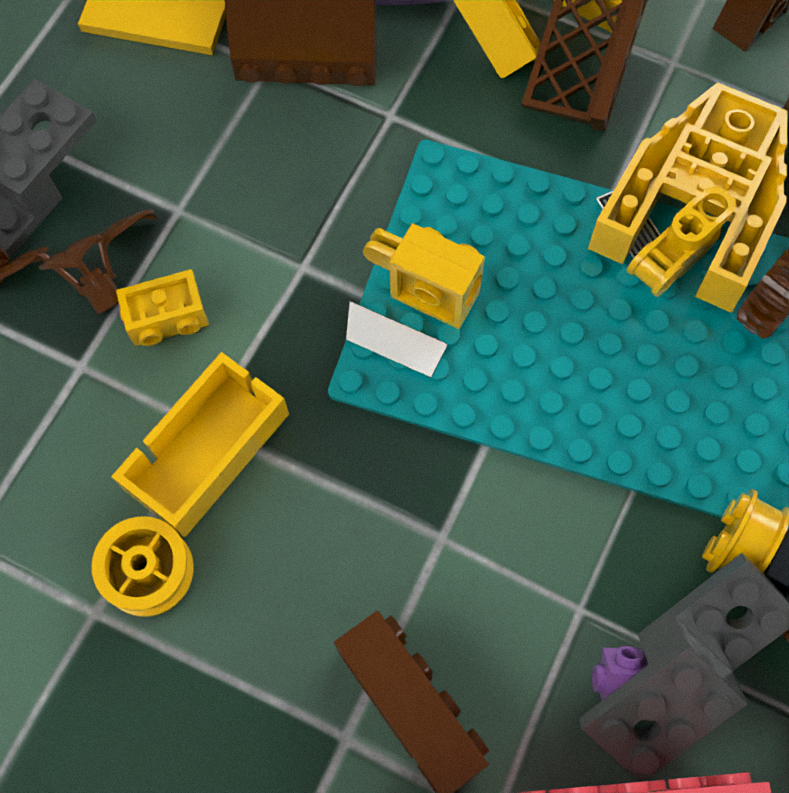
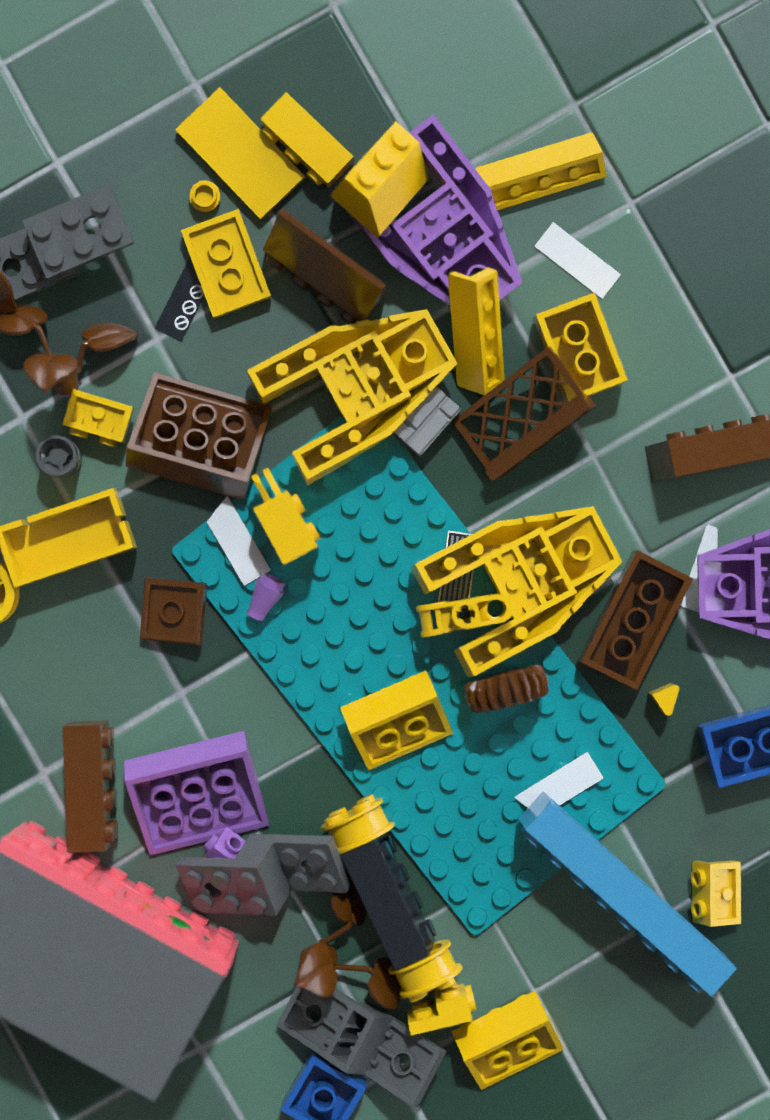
camera: 30 degrees right, 20 degrees up
(142, 368) = (58, 456): none -> dark grey wheel
(143, 60) = (204, 196): none -> yellow plate
(183, 158) = (182, 304): none -> black sticker
(203, 102) = (226, 263): none -> yellow plate
(282, 267) = (198, 436): none -> reddish brown slope
(373, 452) = (173, 611): none -> reddish brown tile
(415, 91) = (372, 371): none -> yellow wedge
(461, 365) = (265, 595): none -> medium lavender cone
(497, 115) = (427, 421): none -> light grey brick
(539, 634) = (195, 792): none -> medium lavender slope
(696, 400) = (396, 720): none -> yellow slope

